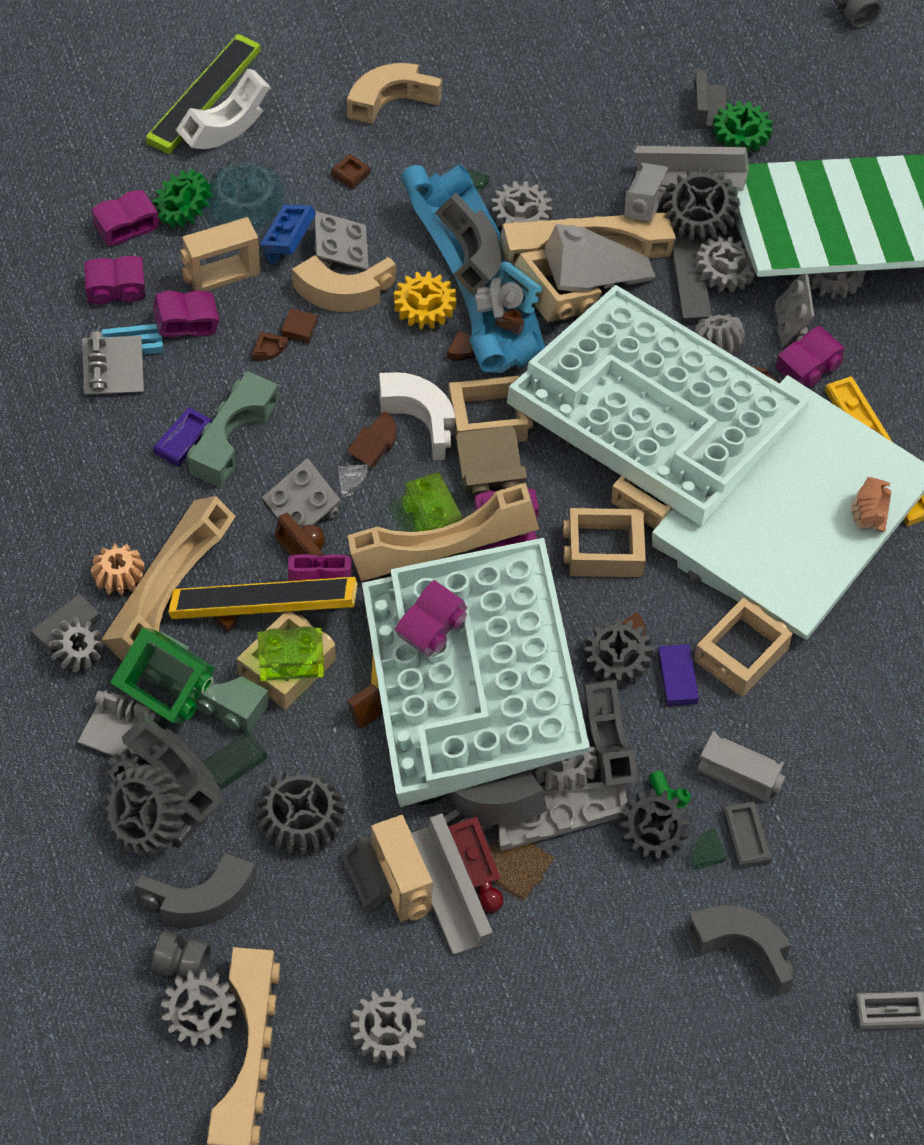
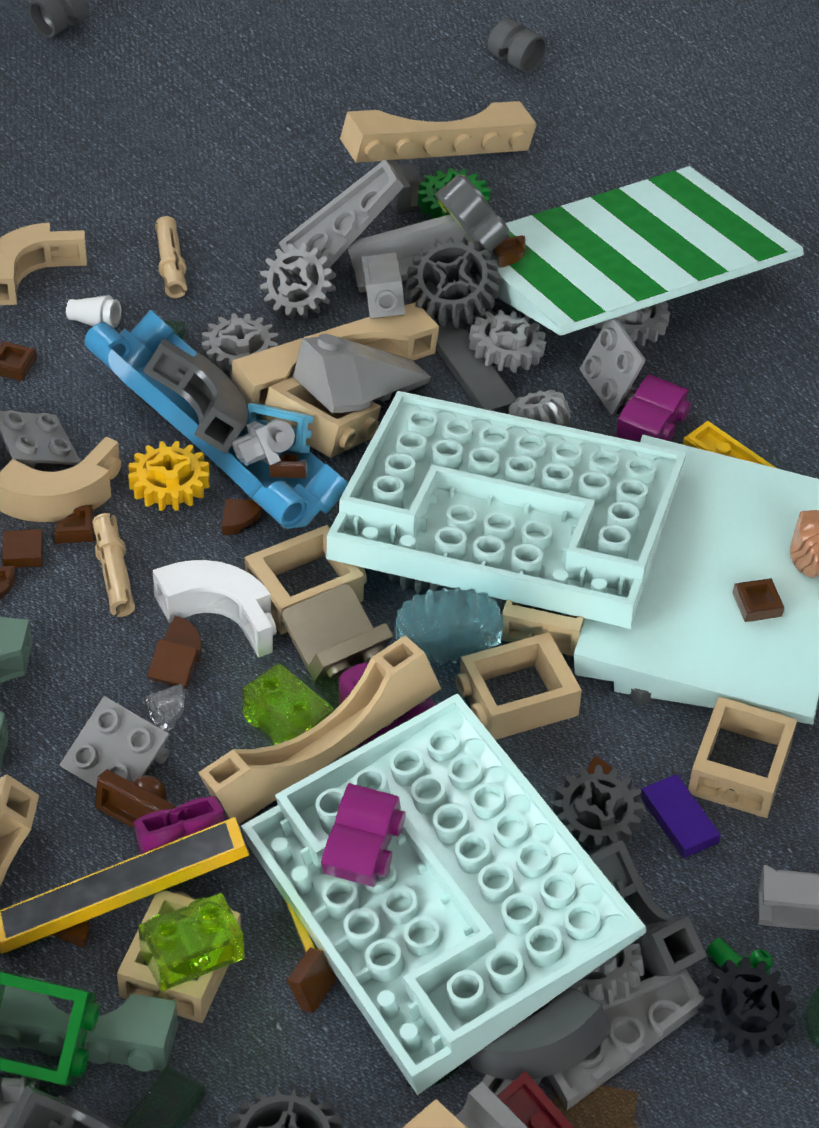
camera: 20 degrees left, 10 degrees down
(344, 320) = (76, 527): none -> reddish brown tile
(359, 348) = (111, 553): none -> tan pin
(428, 149) = (95, 310): none -> white cone
(499, 125) = (172, 265): none -> tan pin
(569, 482) = (450, 623): none -> clear light blue gear
(597, 165) = (303, 269): none -> light grey gear
(632, 130) = (347, 215): none -> light grey wing
(701, 62) = (381, 136): none -> tan arch
(736, 153) = (472, 213): none -> dark grey animal
(757, 190) = (510, 251): none -> reddish brown tile
(809, 533) = (758, 600): none -> reddish brown tile

